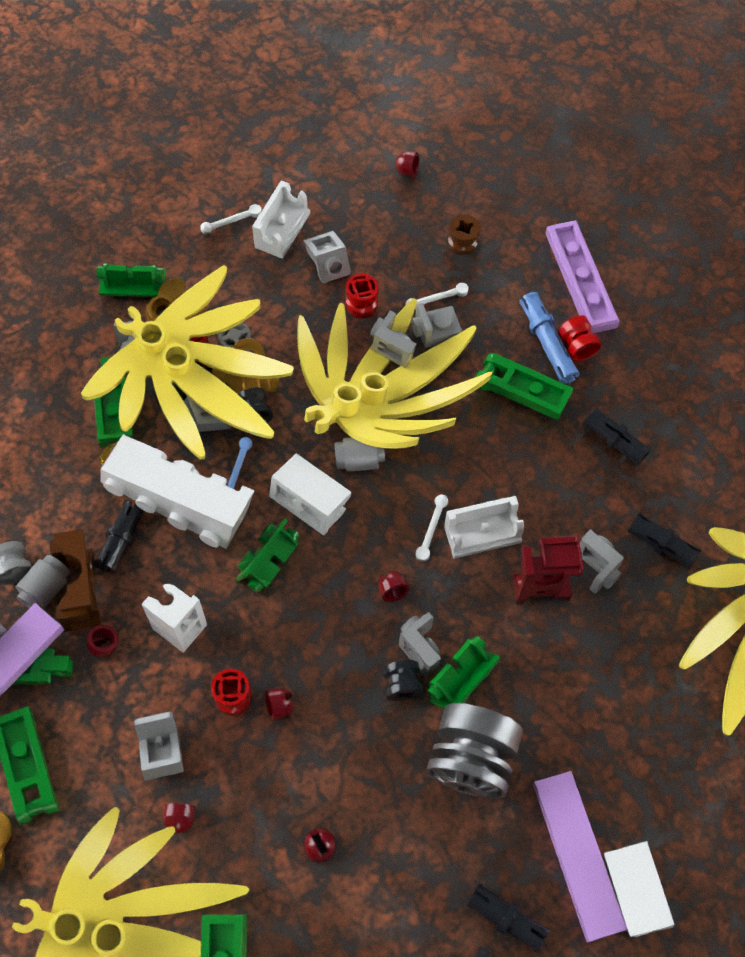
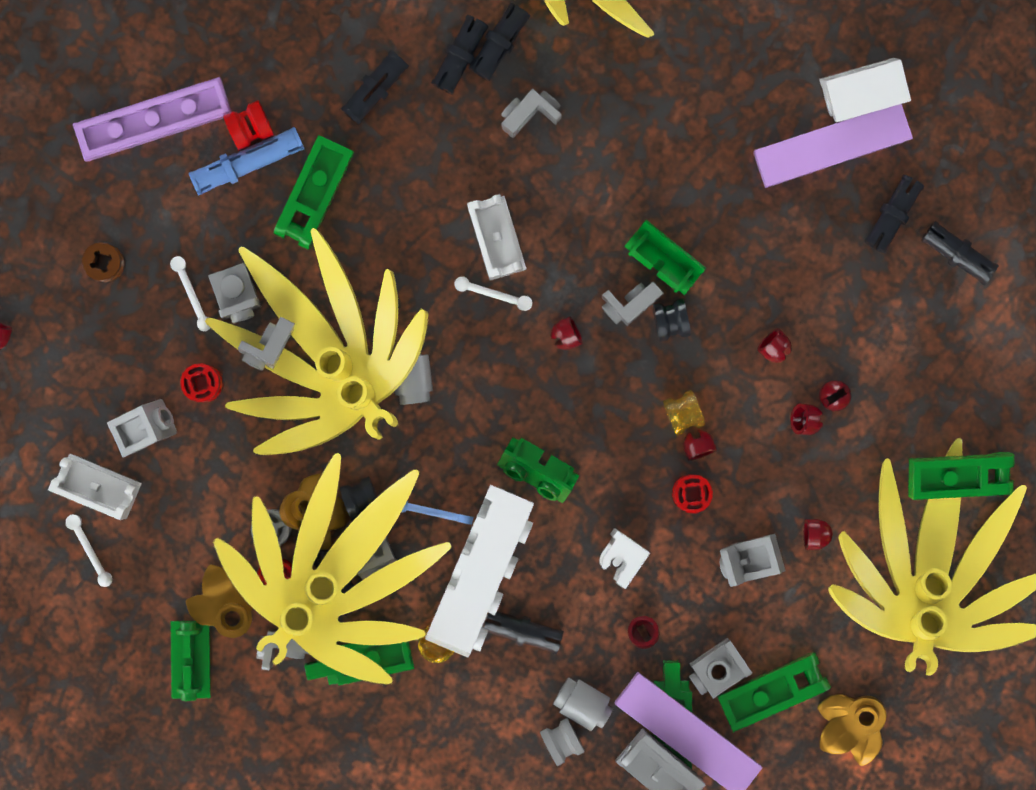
camera: 90 degrees left, 25 degrees up
(63, 720) = (721, 654): none -> light grey brick
(79, 605) = (553, 669): reddish brown piece -> none
(296, 811) = (806, 419): none -> dark red hinge
(309, 493) = (464, 428): white hinge -> none
(311, 688) = (684, 412): none -> clear yellow wheel
(374, 781) = (775, 346): none -> dark red hinge
(474, 750) = (748, 246): flat silver wheel -> none
(551, 571) = (554, 168): dark red piece -> none
(650, 506) = (459, 54): none -> black pin

